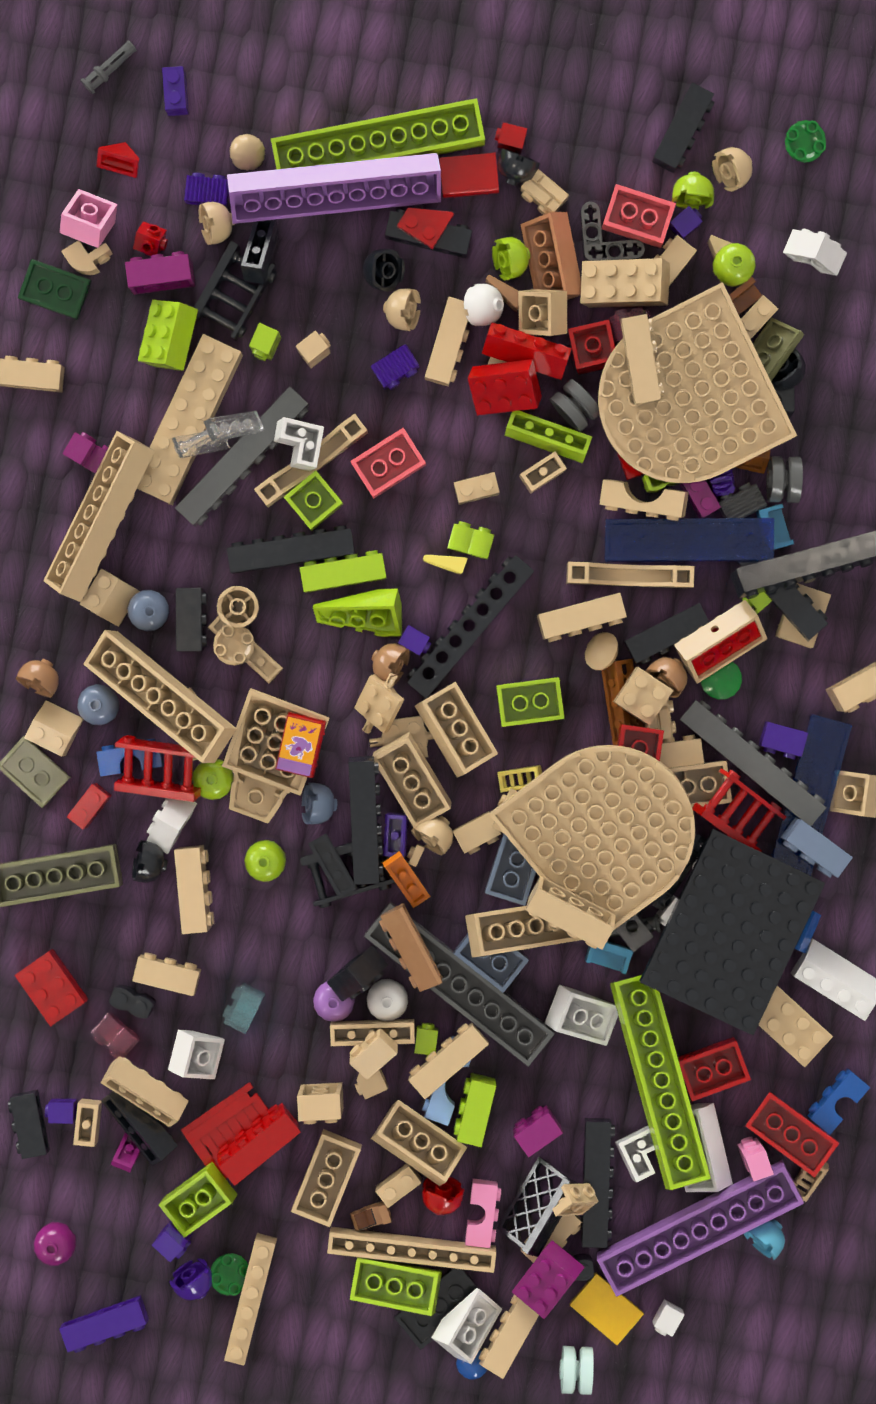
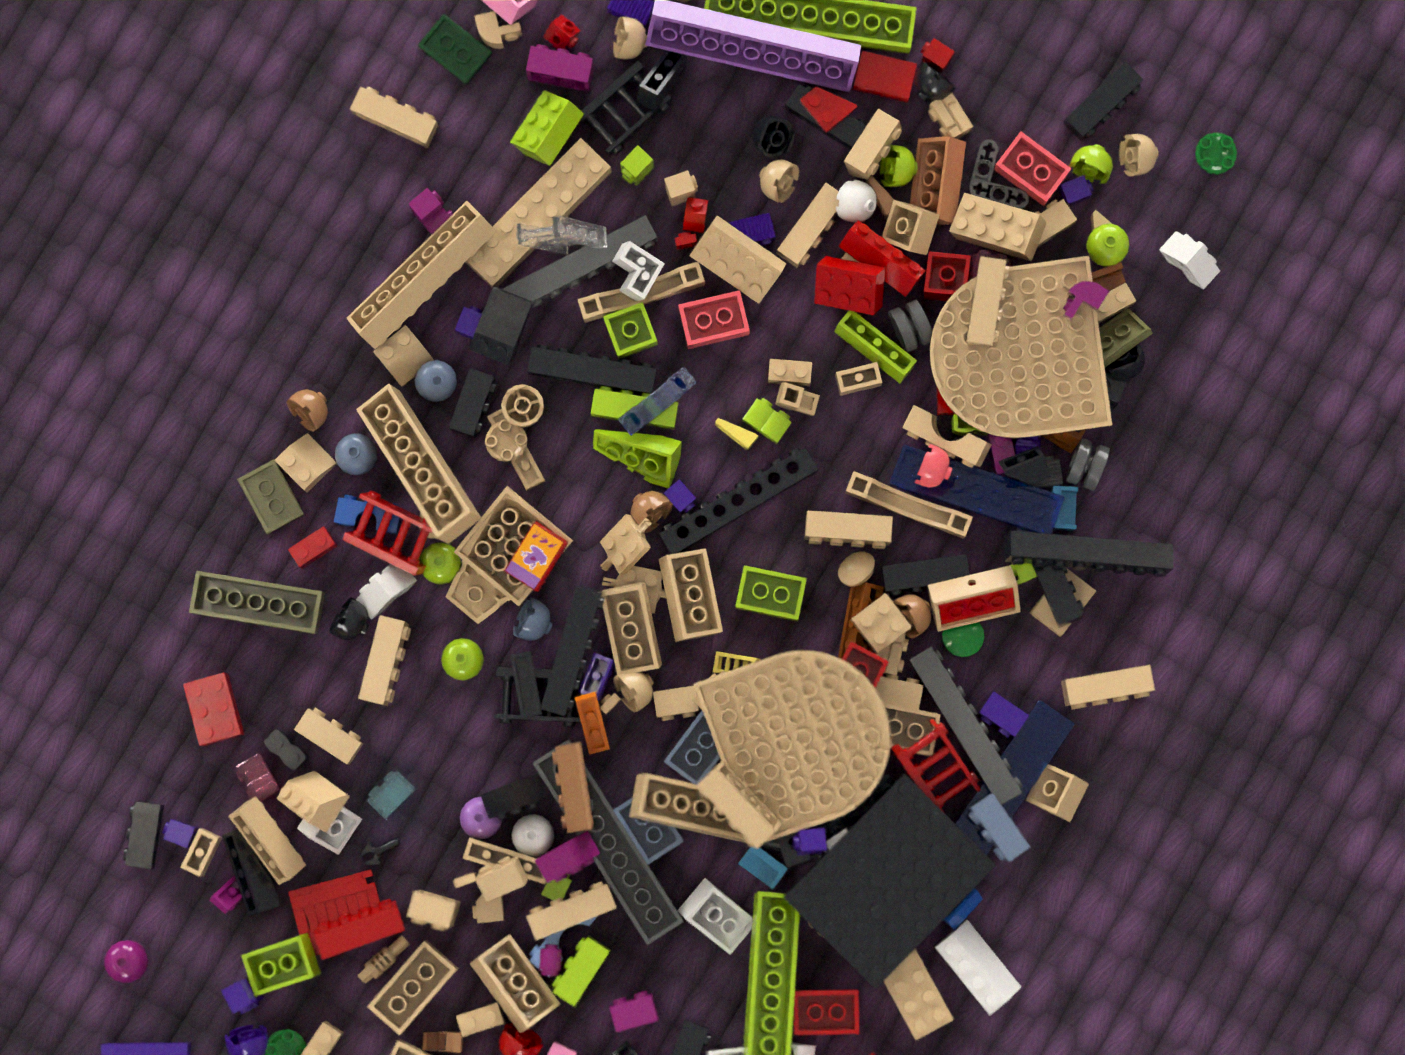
camera: 25 degrees right, 5 degrees down
(160, 544) = (468, 322): none -> dark purple brick
(173, 1040) = (313, 799): none -> tan slope
(191, 538) = (501, 326): none -> black slope
(251, 1063) = (379, 850): none -> black bar
(290, 1161) = (383, 960): none -> tan hinge
(335, 397) = (685, 240): none -> red plate
(336, 369) = (695, 215): none -> red brick
(340, 1064) = (464, 880): none -> tan tile
(362, 559) = (658, 401): none -> slope
(391, 398) = (738, 259): none -> tan brick
(427, 1013) = (568, 858): none -> magenta brick
(444, 1111) = (550, 960): none -> magenta brick
(481, 245) = (873, 145): none -> tan slope
(491, 511) = (795, 398): none -> tan brick
(642, 533) = (934, 468): none -> coral cylinder
(647, 922) = (810, 841): none -> dark purple brick
(729, 501) = (1026, 466): none -> black slope
(732, 318) = (1087, 293): none -> magenta brick

